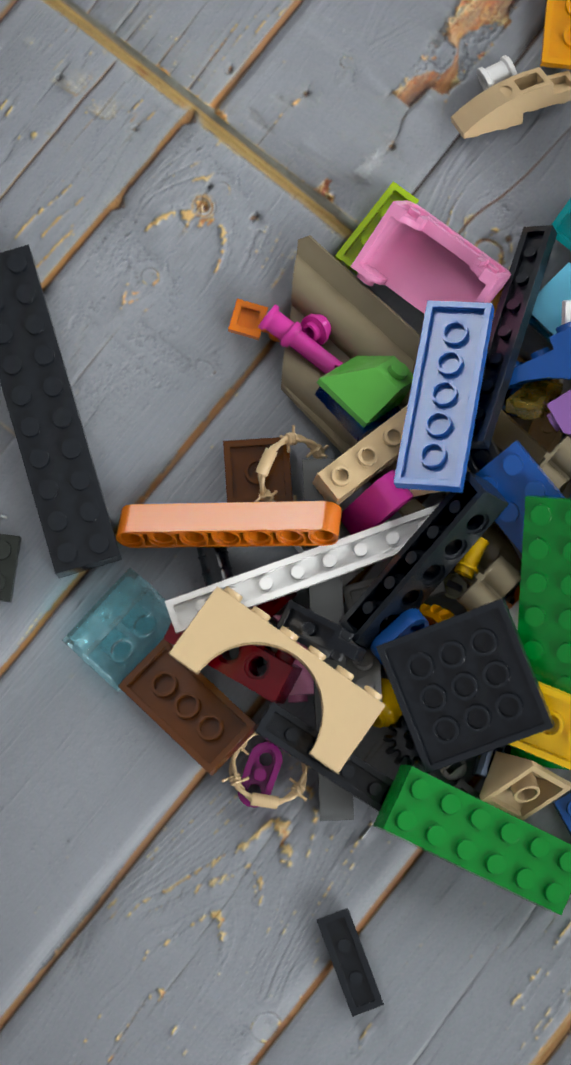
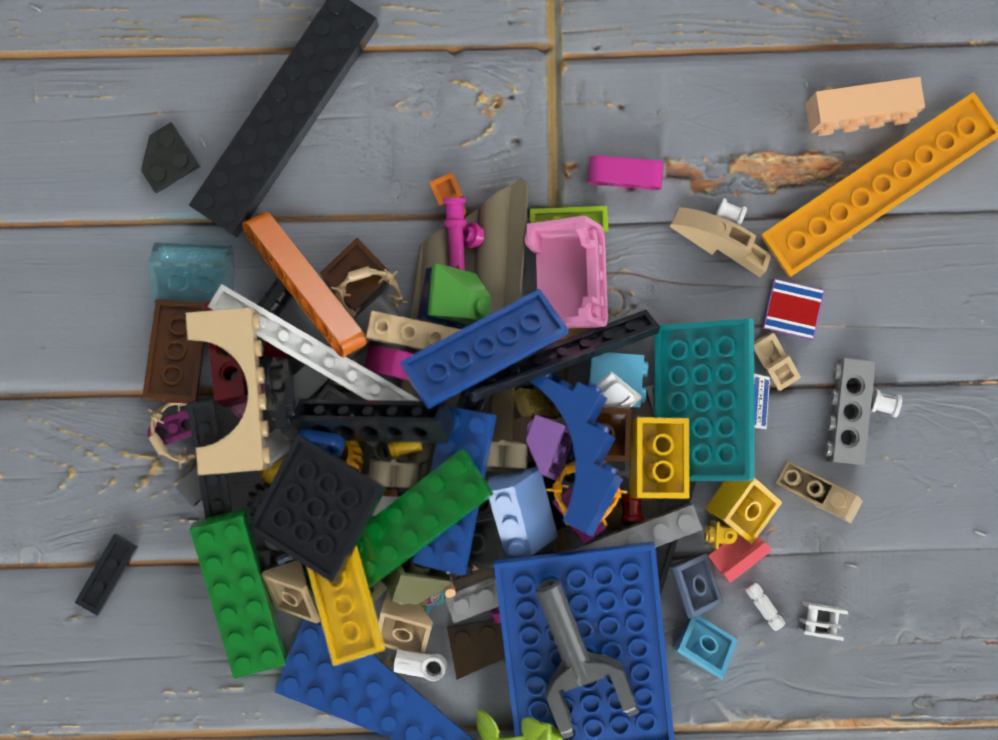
camera: 50 degrees right, 5 degrees up
(375, 138) = (625, 172): none -> dark pink beam

